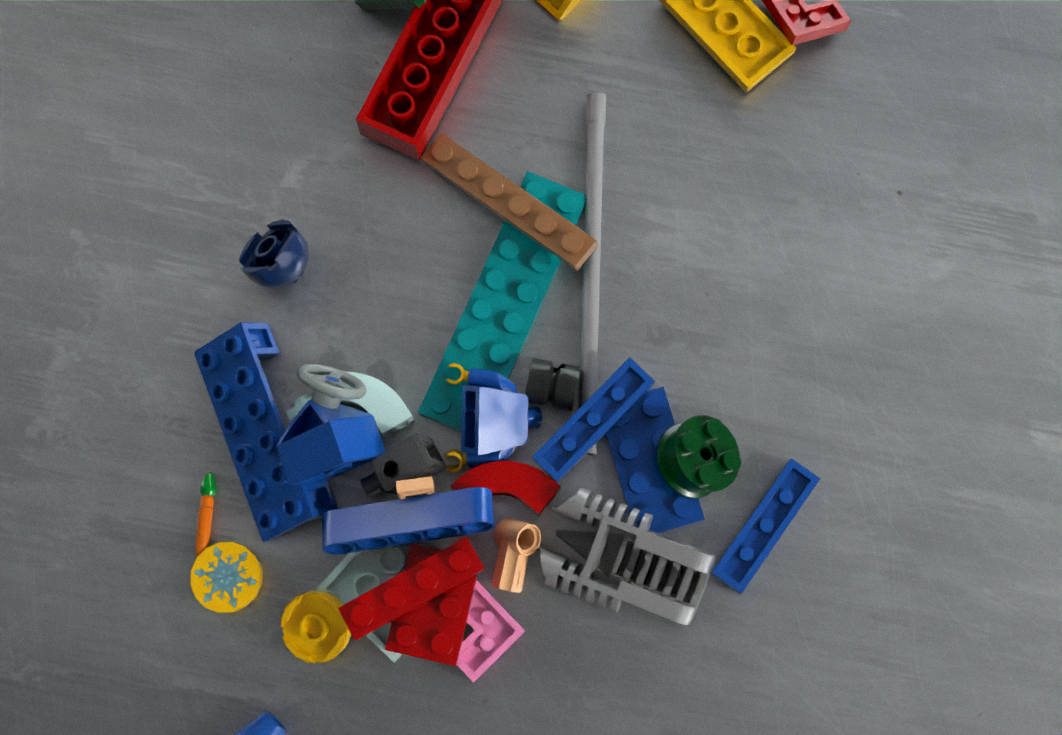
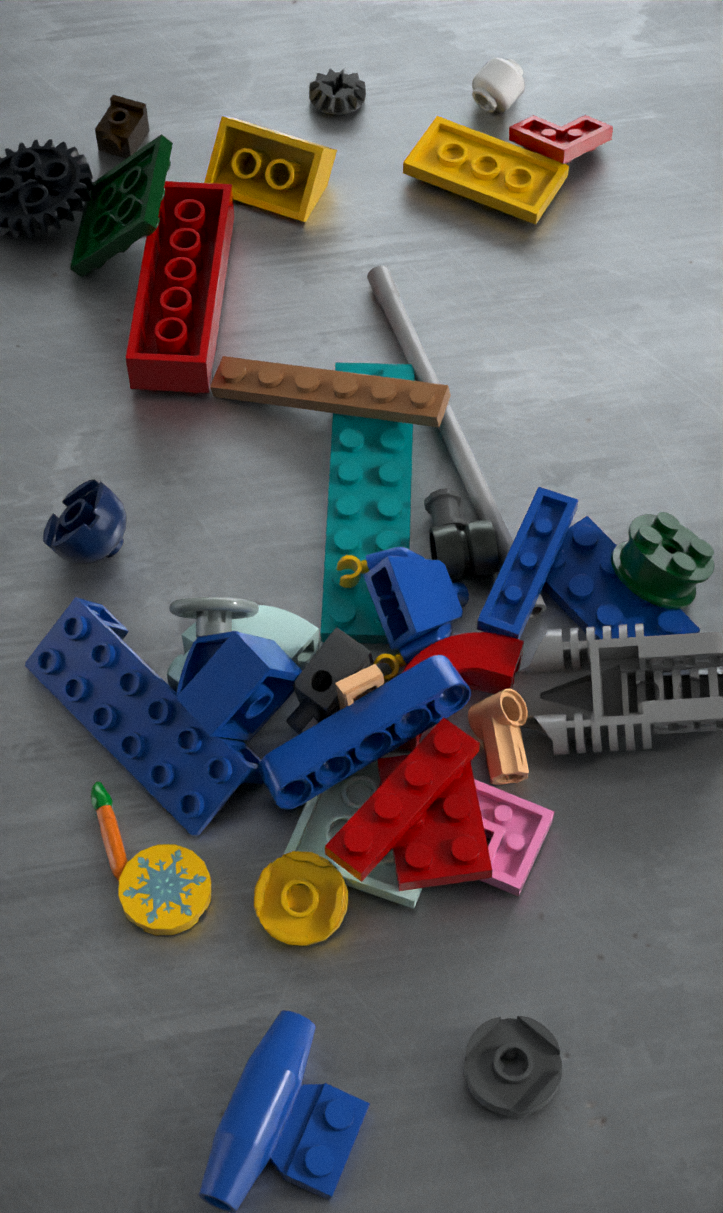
camera: 20 degrees left, 20 degrees down
(554, 344) = (444, 508): none -> dark grey bush

